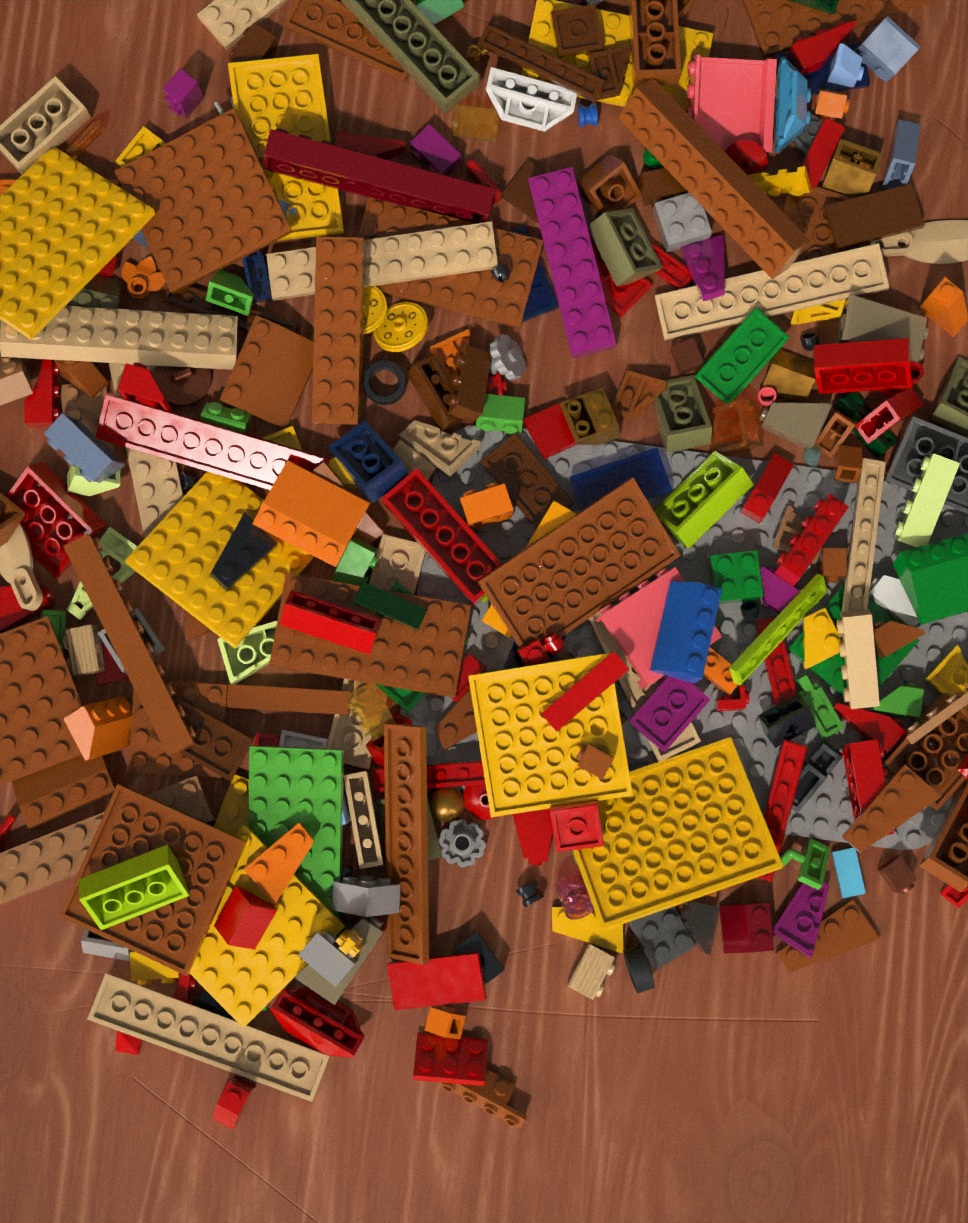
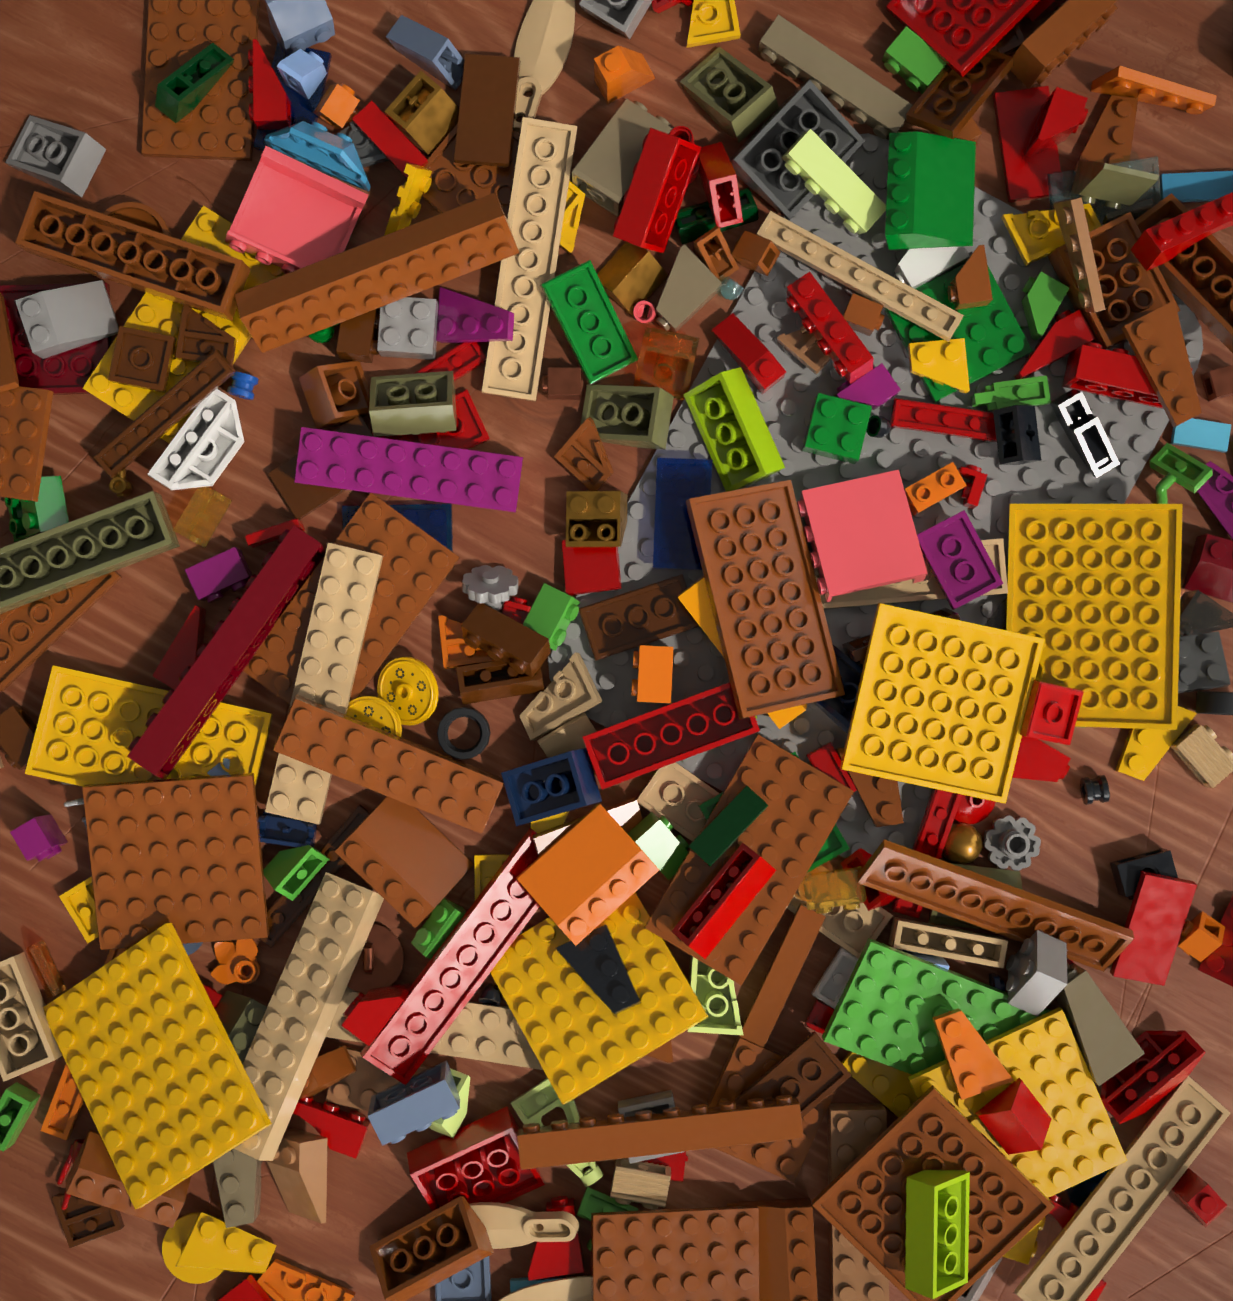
camera: 70 degrees left, 5 degrees up
(101, 727) = (739, 1198): orange slope -> none
(326, 957) = (1098, 1043): light grey brick -> none
(350, 942) = (1092, 1014): yellow hinge -> none
(501, 273) = (392, 554): black hinge -> none
(535, 652) = (842, 684): red plate -> none
(574, 896) = (1116, 743): clear pink wheel -> none
(585, 691) = (912, 646): red tile -> none
(594, 760) = (994, 666): dark orange brick -> none
(685, 630) = (881, 507): blue slope -> none
(751, 152) = (359, 220): red dish -> none
(778, 629) = (916, 404): lime tile -> none
(783, 793) = (1091, 468): red tile -> none
(809, 340) = (599, 239): black hinge -> none
(859, 659) = (984, 328): tan brick -> none

